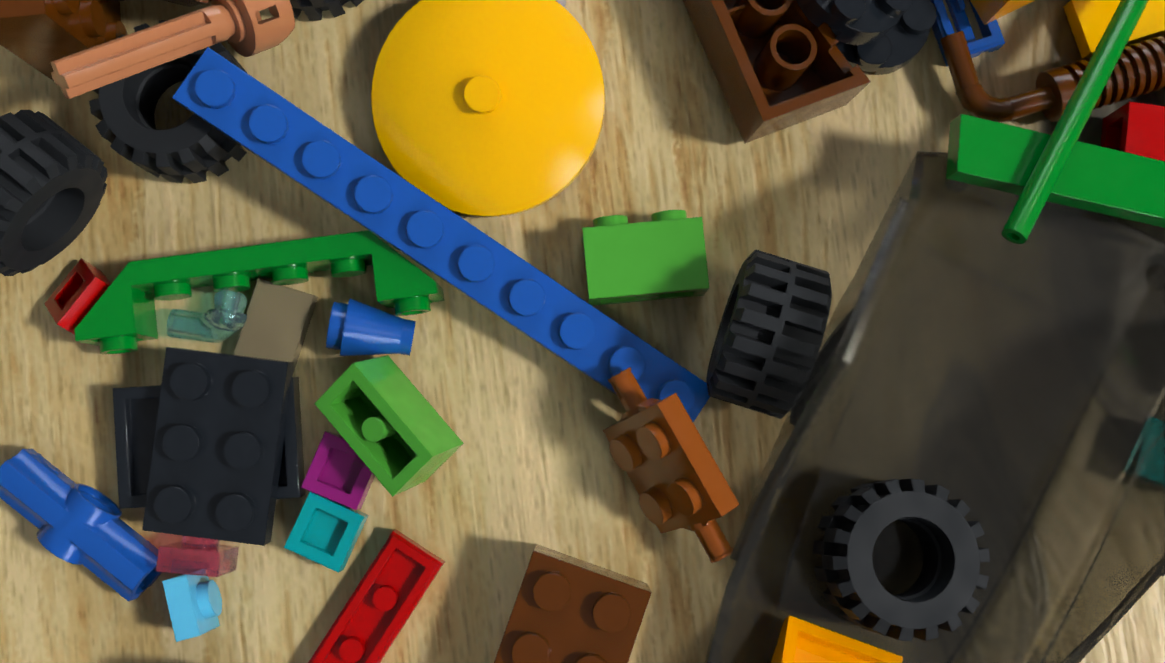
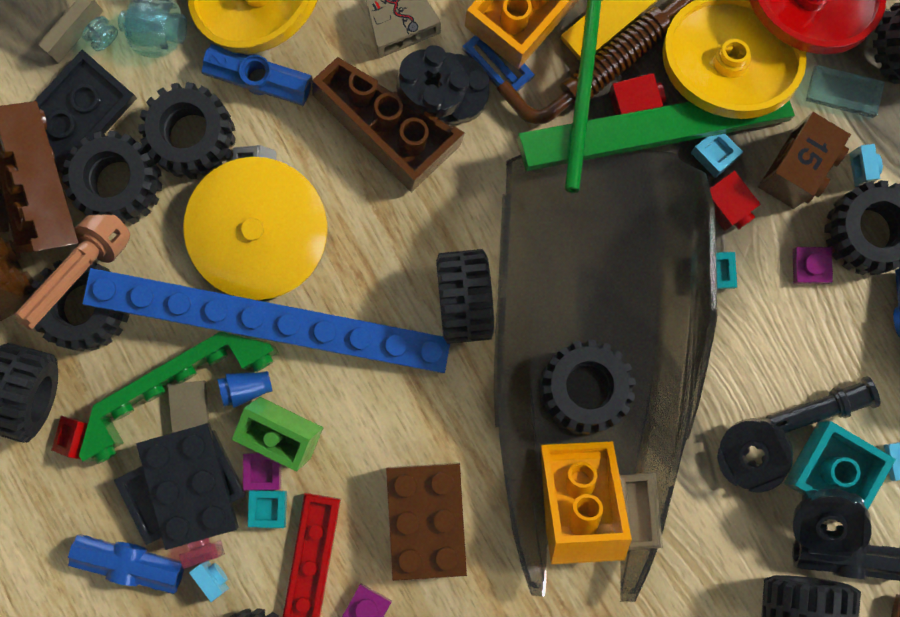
camera: 25 degrees left, 0 degrees up
(214, 324) = (153, 421): clear light blue arm -> none
(645, 258) = (381, 282): bright green brick -> none
(670, 466) = (441, 391): dark orange plate -> none

